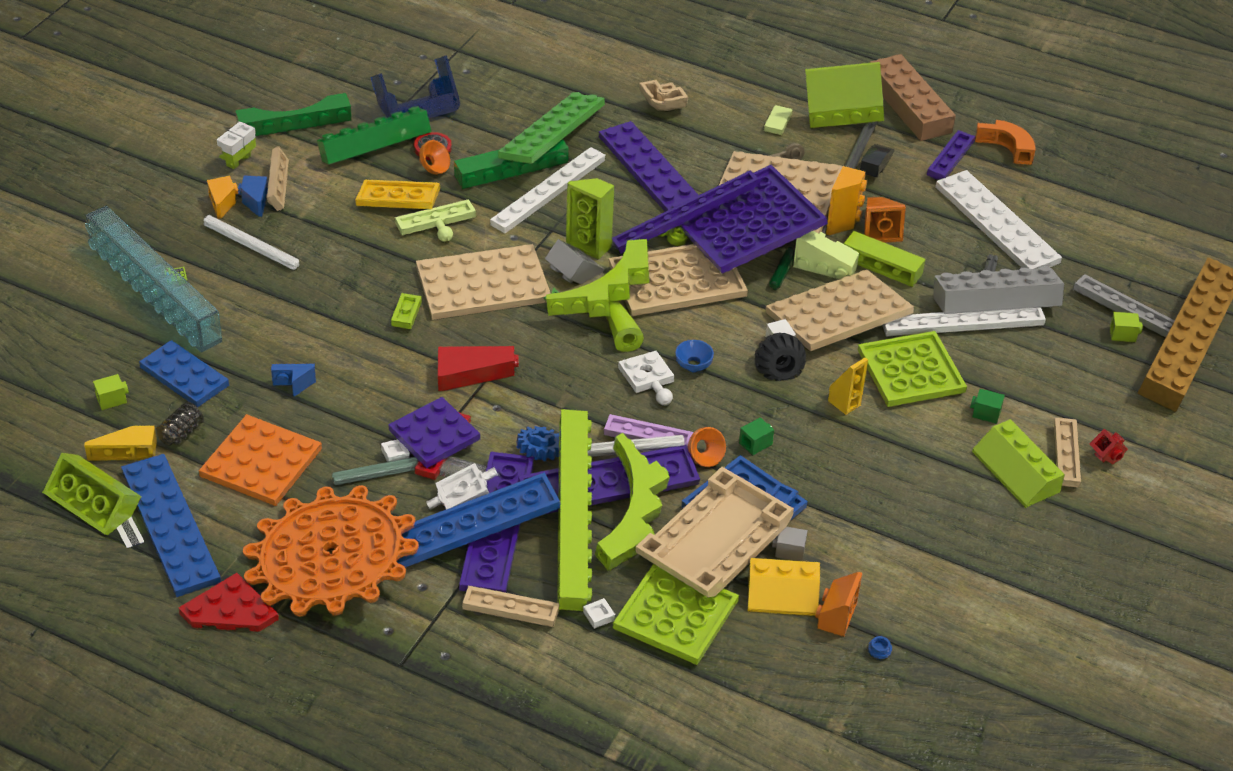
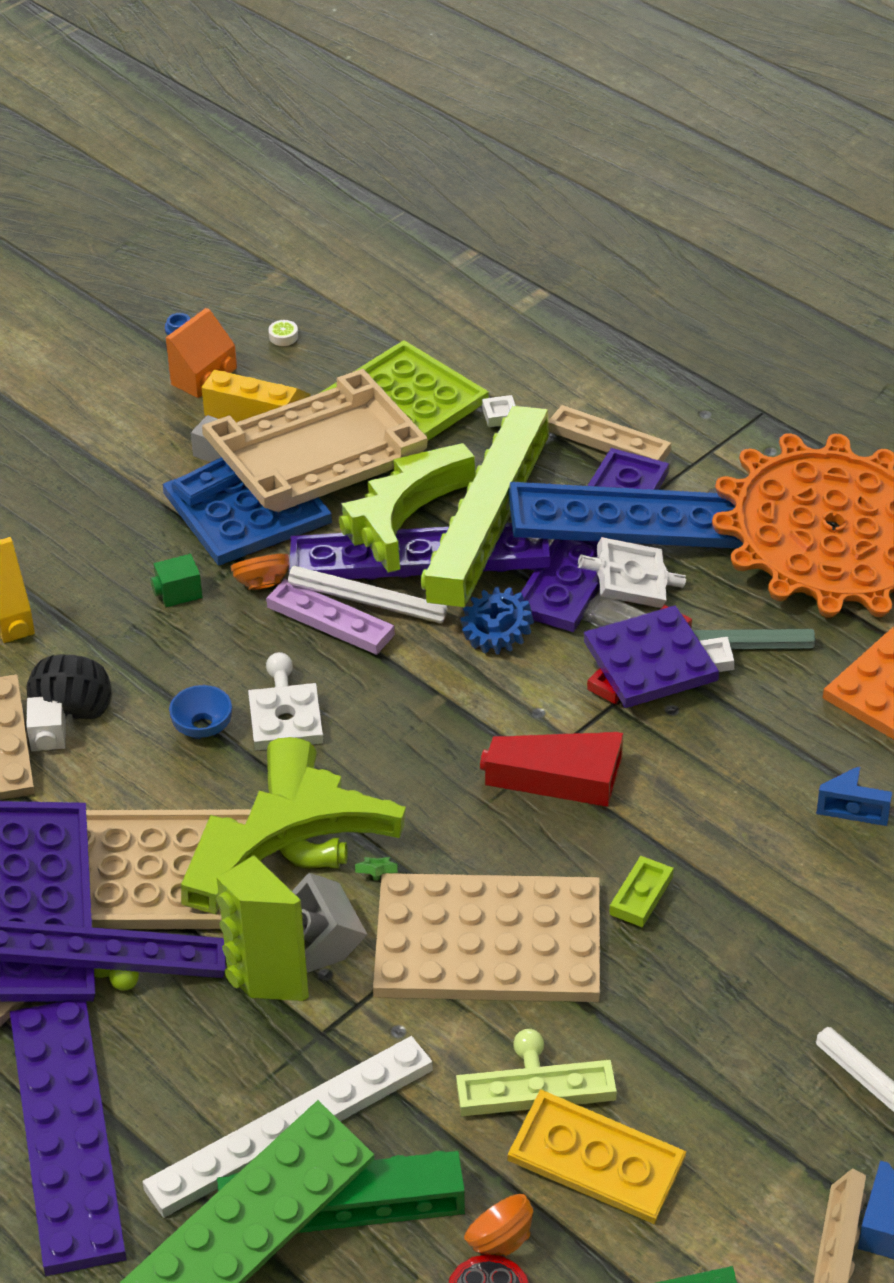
camera: 160 degrees left, 0 degrees up
(797, 661) = (283, 333): none -> tile

